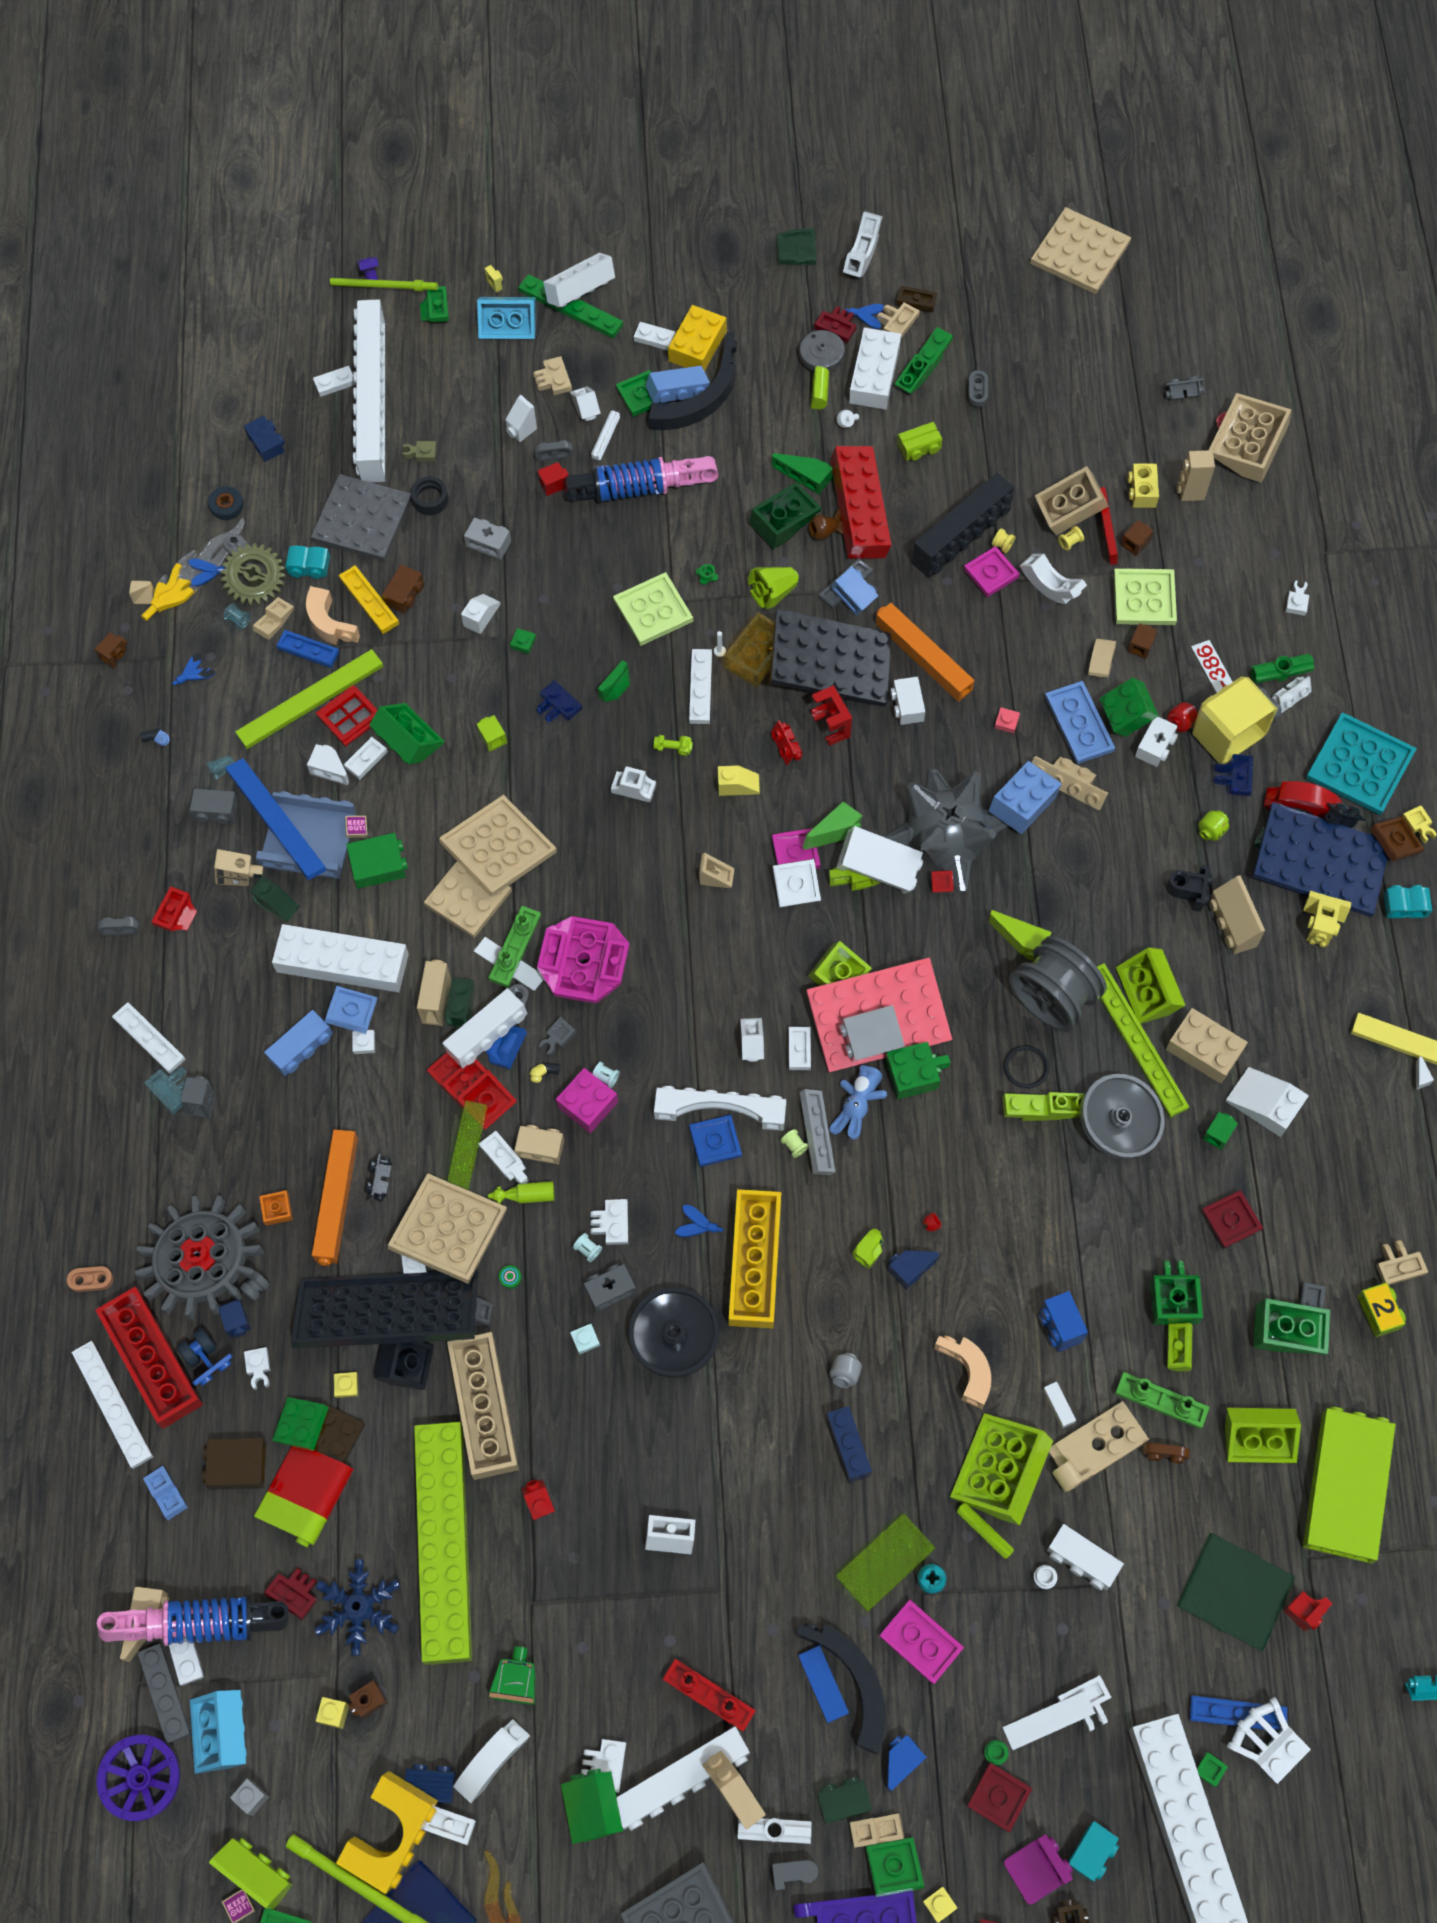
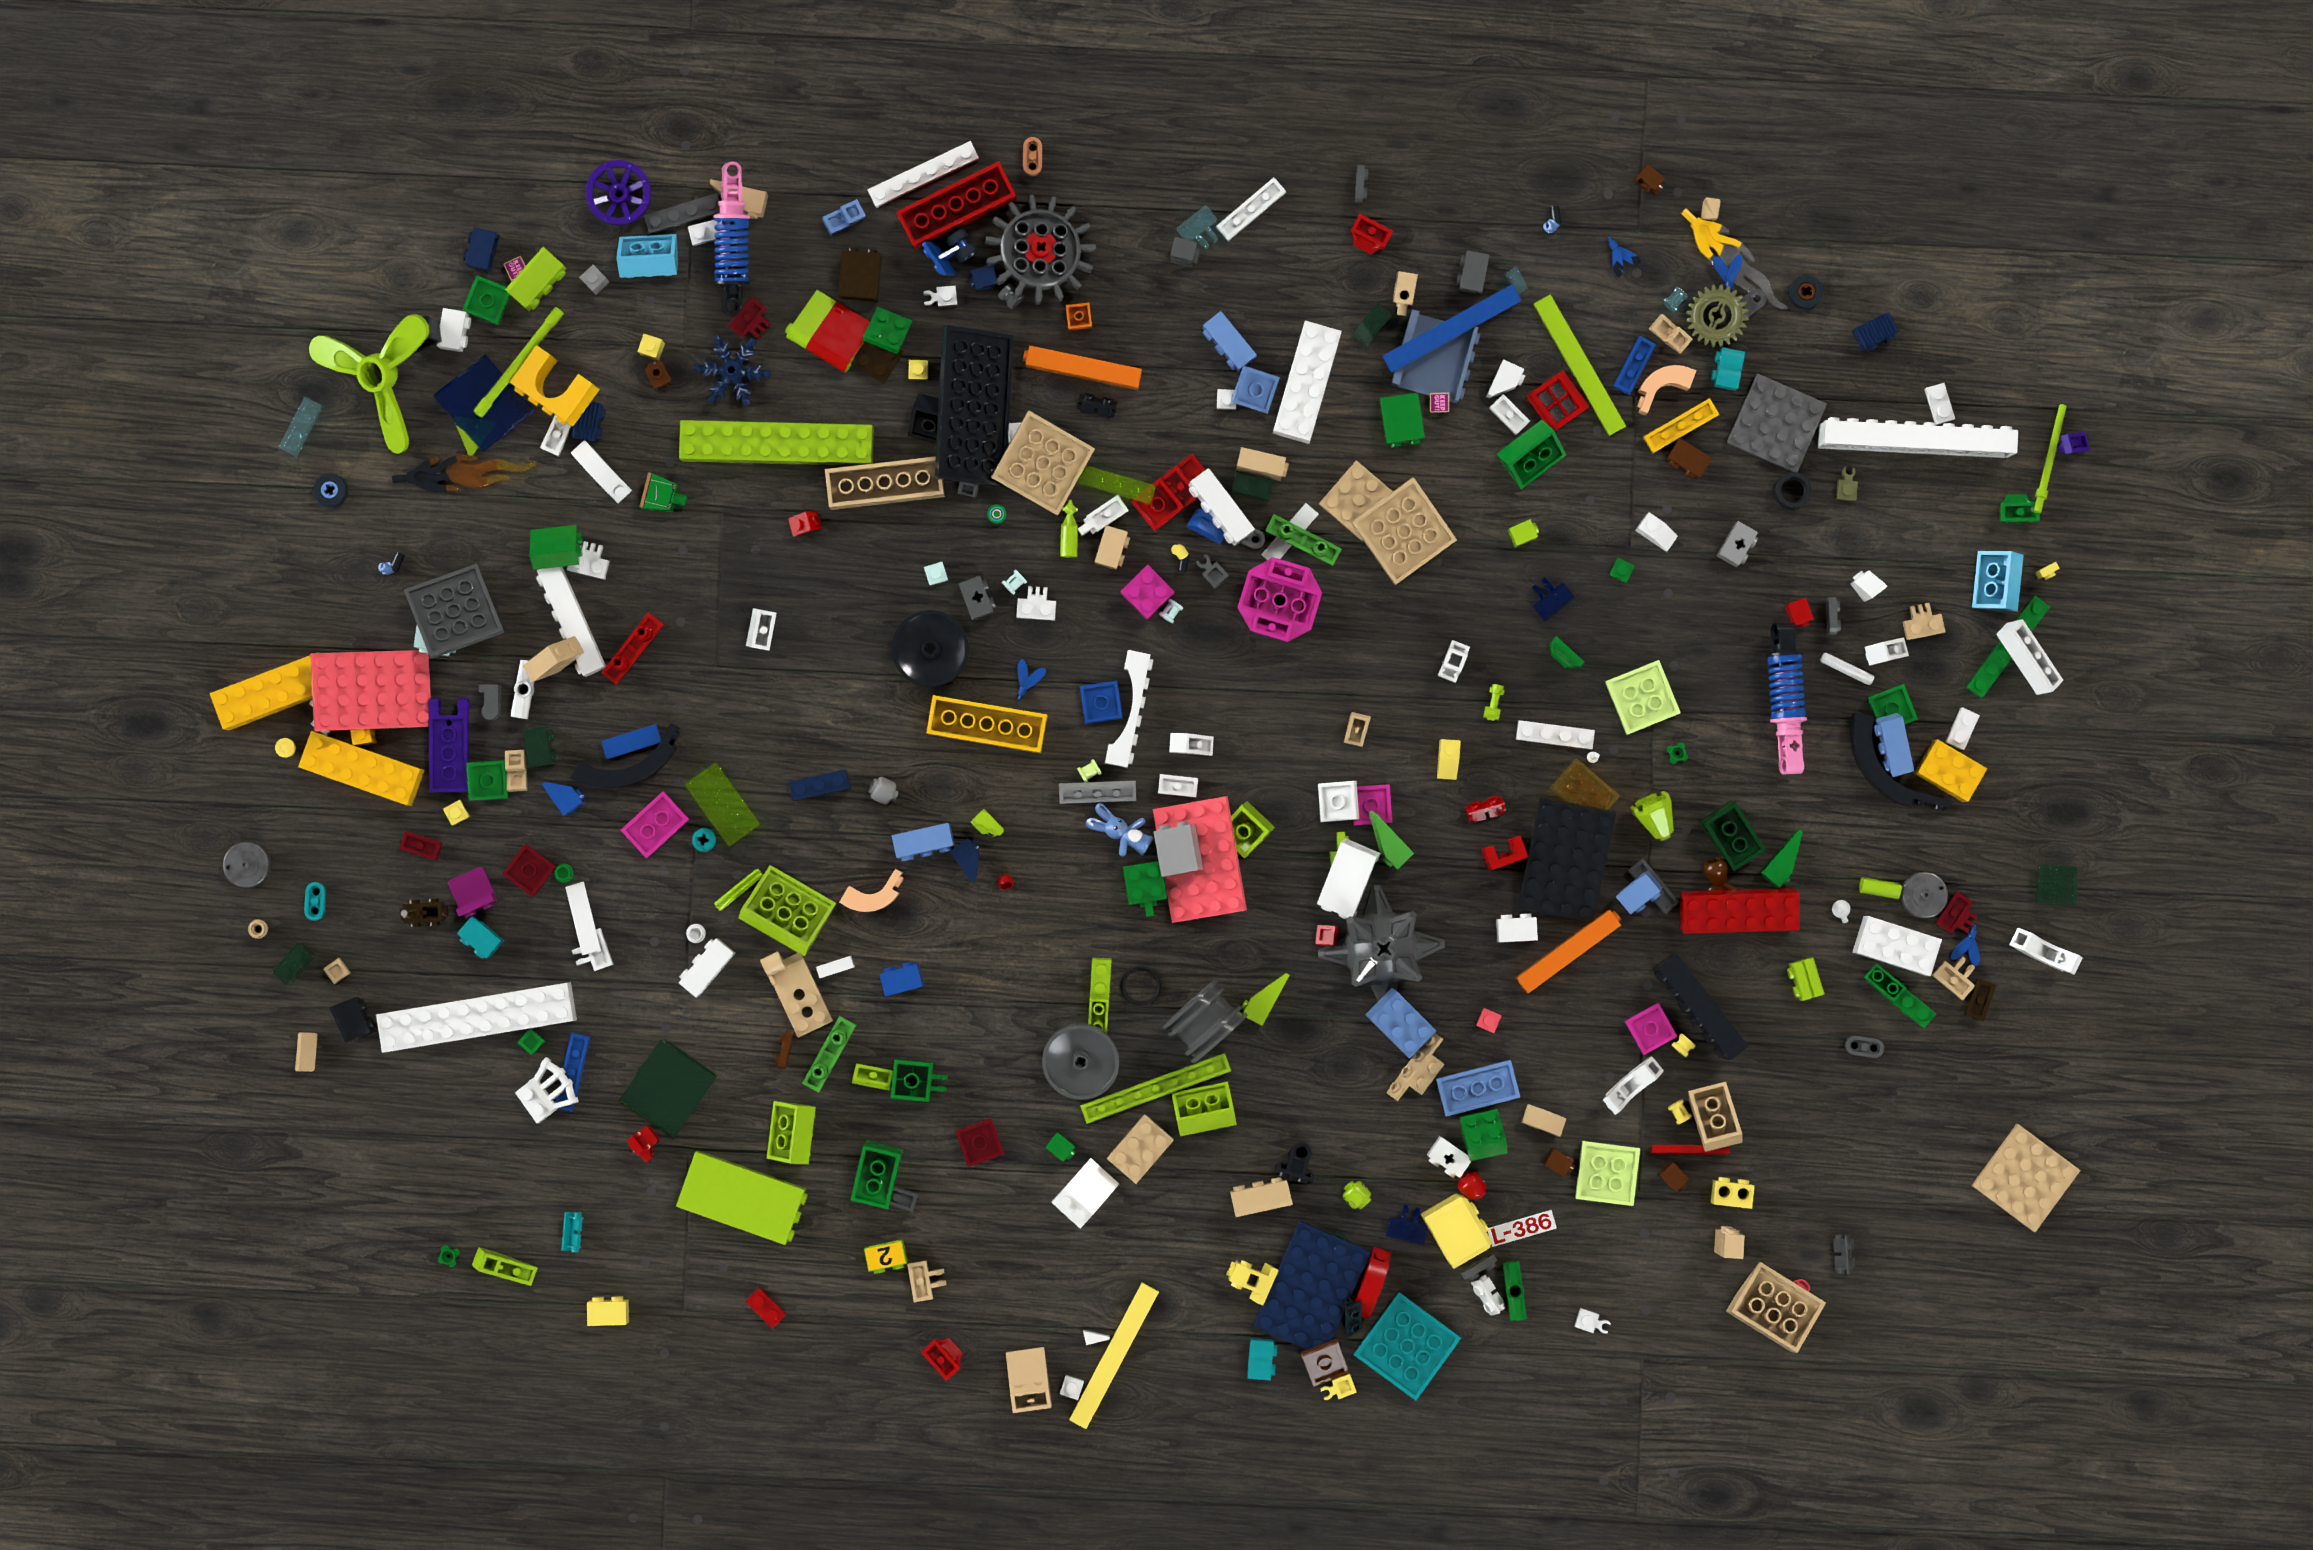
camera: 90 degrees right, 20 degrees up
(899, 1314) = (923, 841): none -> medium blue brick

